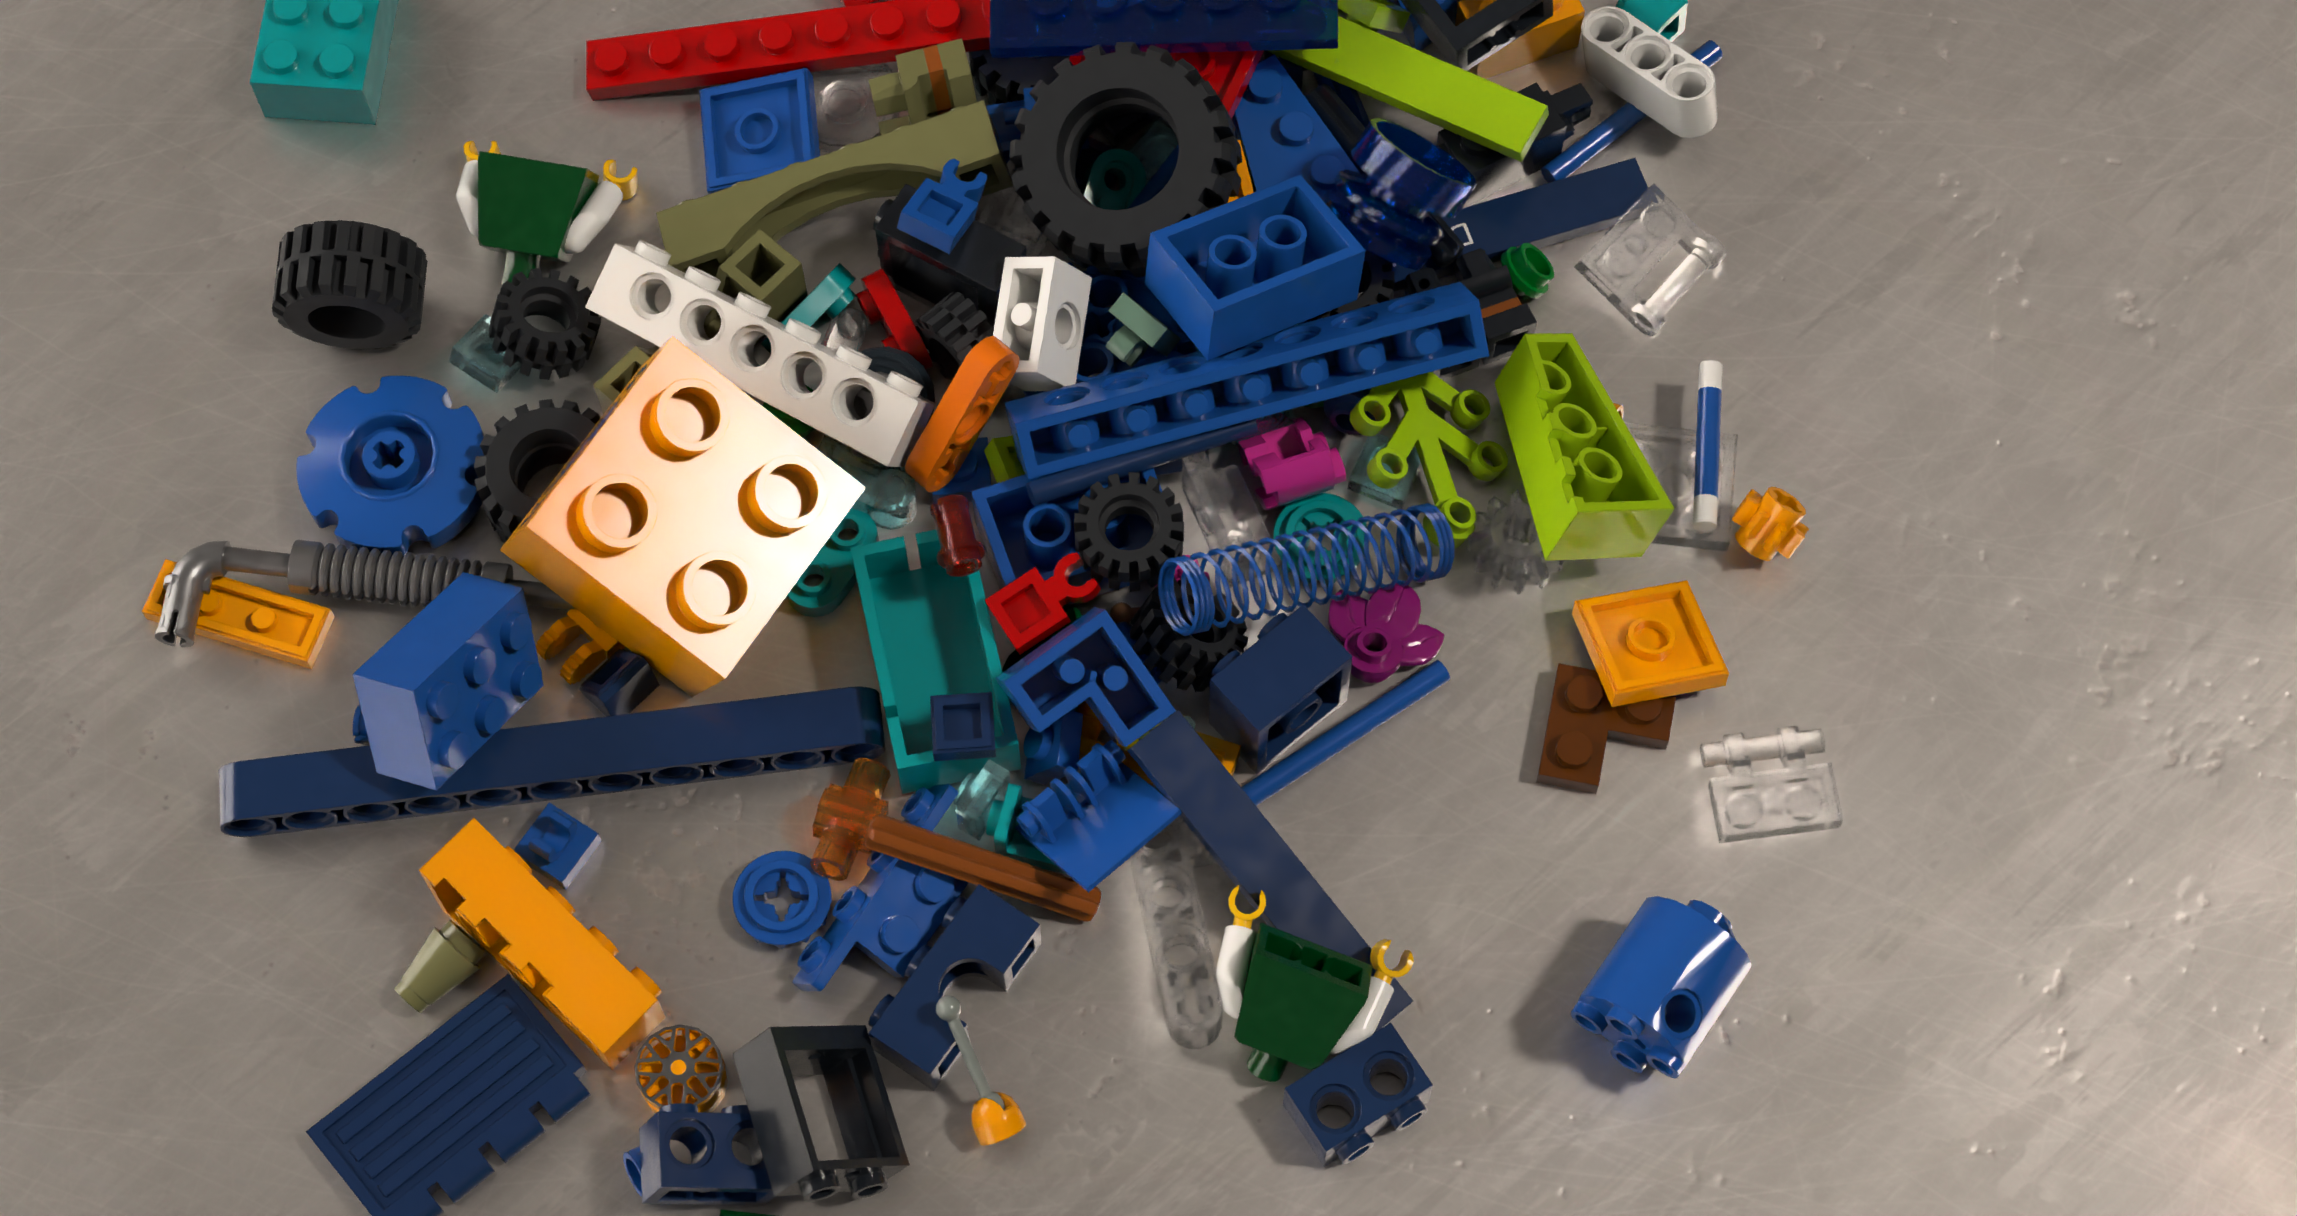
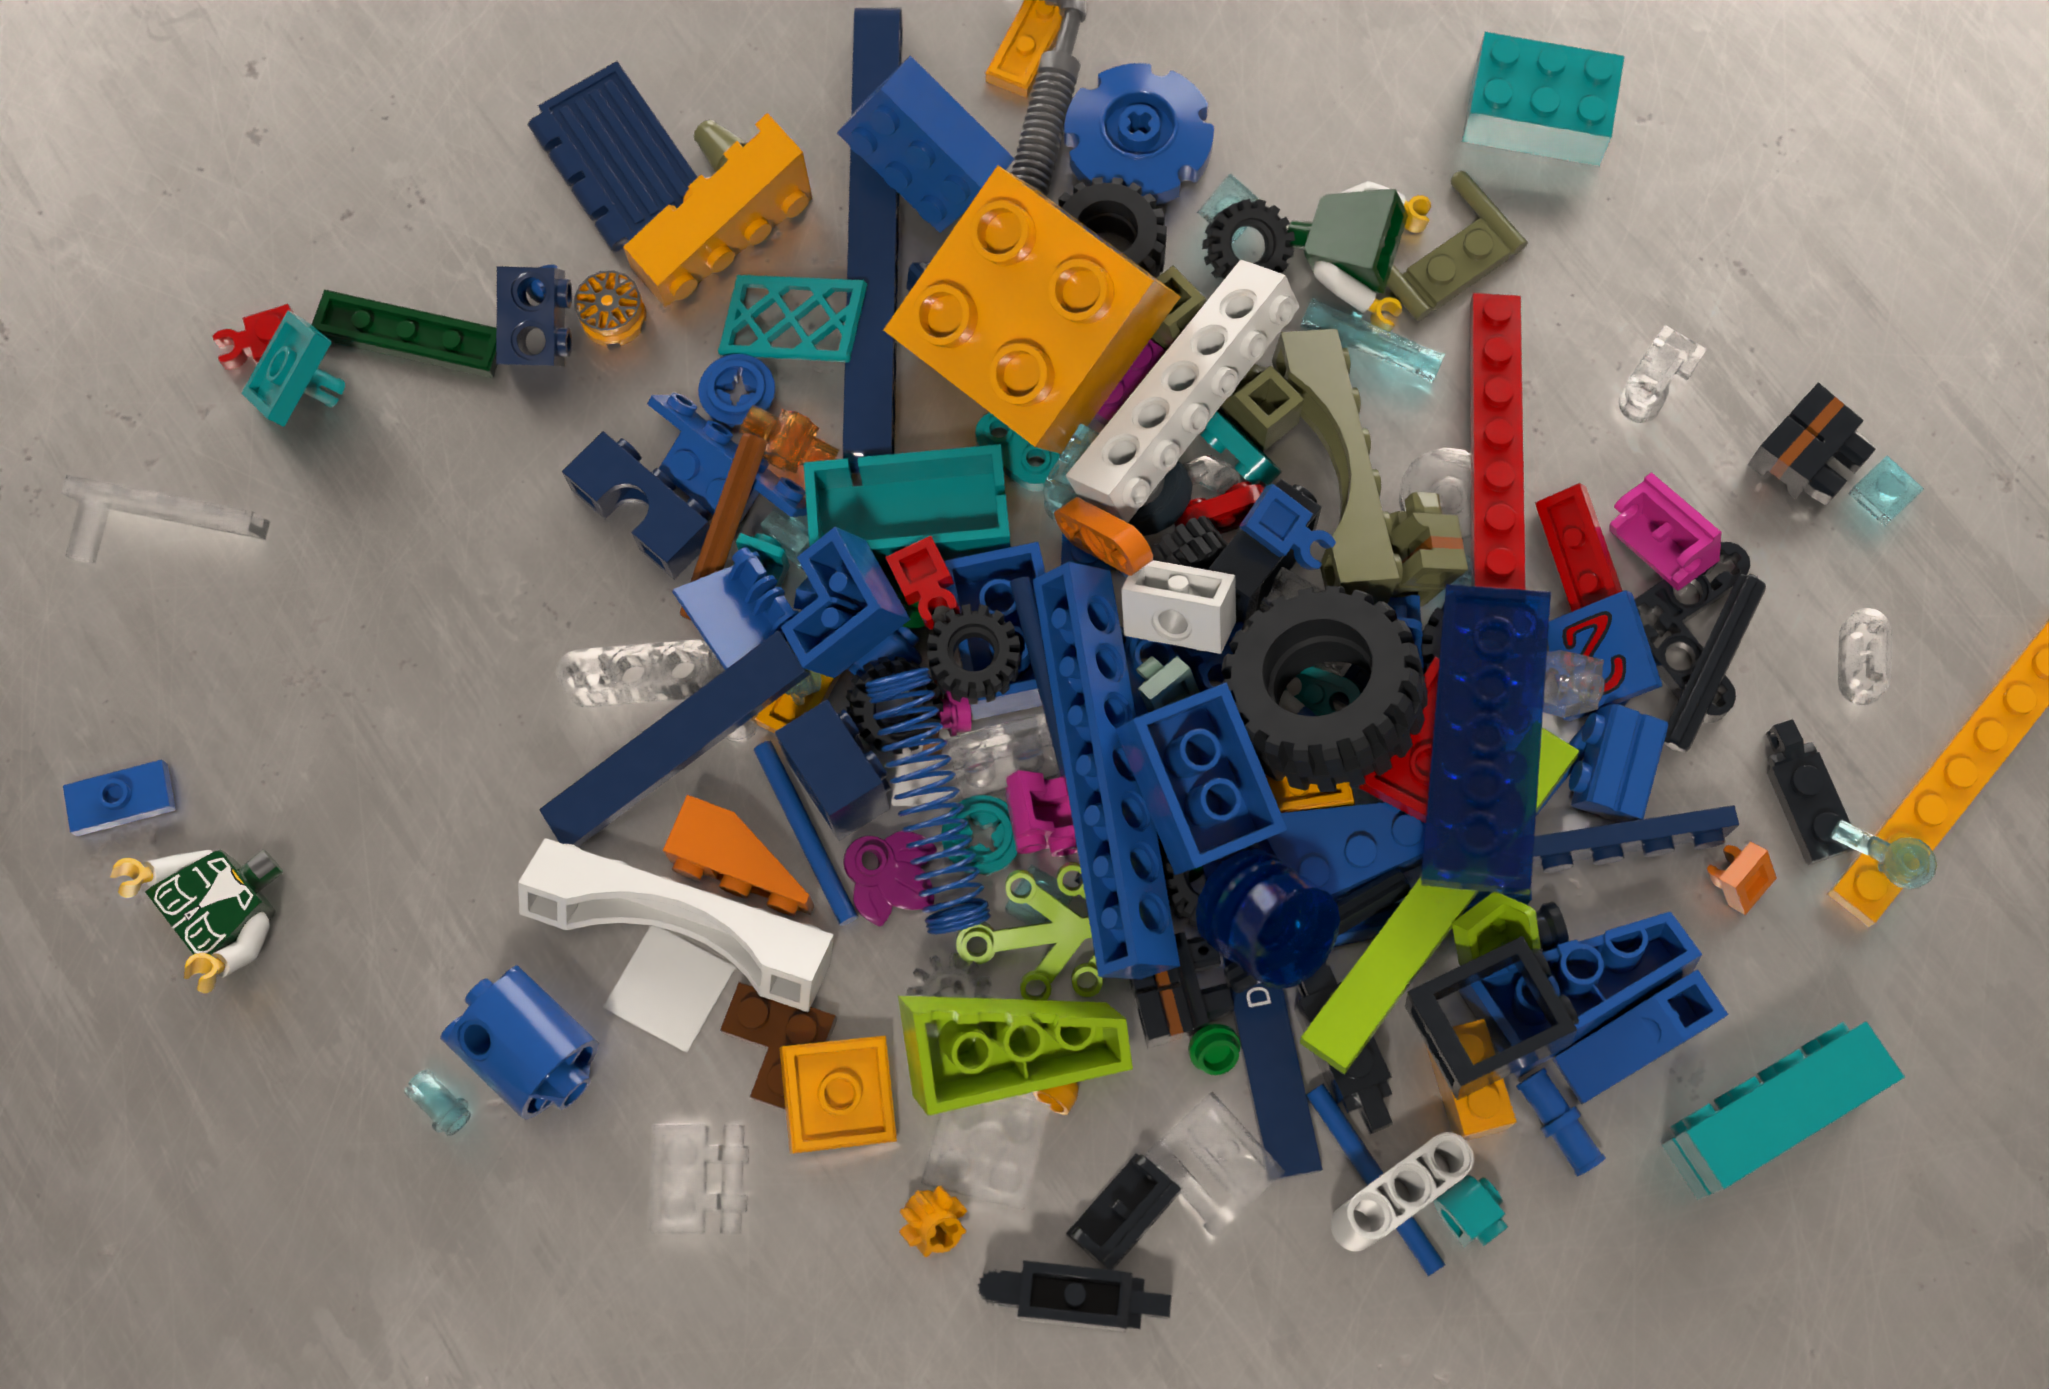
camera: 100 degrees right, 5 degrees up
(349, 284) = (1288, 96): black tyre -> none
(534, 105) = (1460, 259): none -> olive plate
(557, 845) = (809, 238): blue tile -> none
(636, 863) = (777, 288): none -> teal window
(659, 178) = (1374, 340): none -> clear light blue pin
(758, 127) = (1417, 423): blue tile -> none
(858, 1099) = (551, 430): black window -> none
(959, 548) = (990, 519): clear red pin -> none
(963, 726) = (826, 508): dark blue tile -> none
(995, 1113) = (532, 523): hinge -> none
(1297, 996) = (565, 746): dark green torso -> none
(1347, 1084) = (500, 789): dark blue brick -> none
(1383, 806) = (721, 846): none -> orange slope
(1504, 731) = (583, 889): none -> white arch
(1553, 861) = (669, 987): none -> white sticker
(1707, 445) = (1012, 1176): blue bar -> none
(1713, 326) = (1124, 1212): none -> black hinge
(1742, 1090) = (445, 1110): none -> clear light blue pin
(1821, 373) = (1074, 1296): none -> black hinge

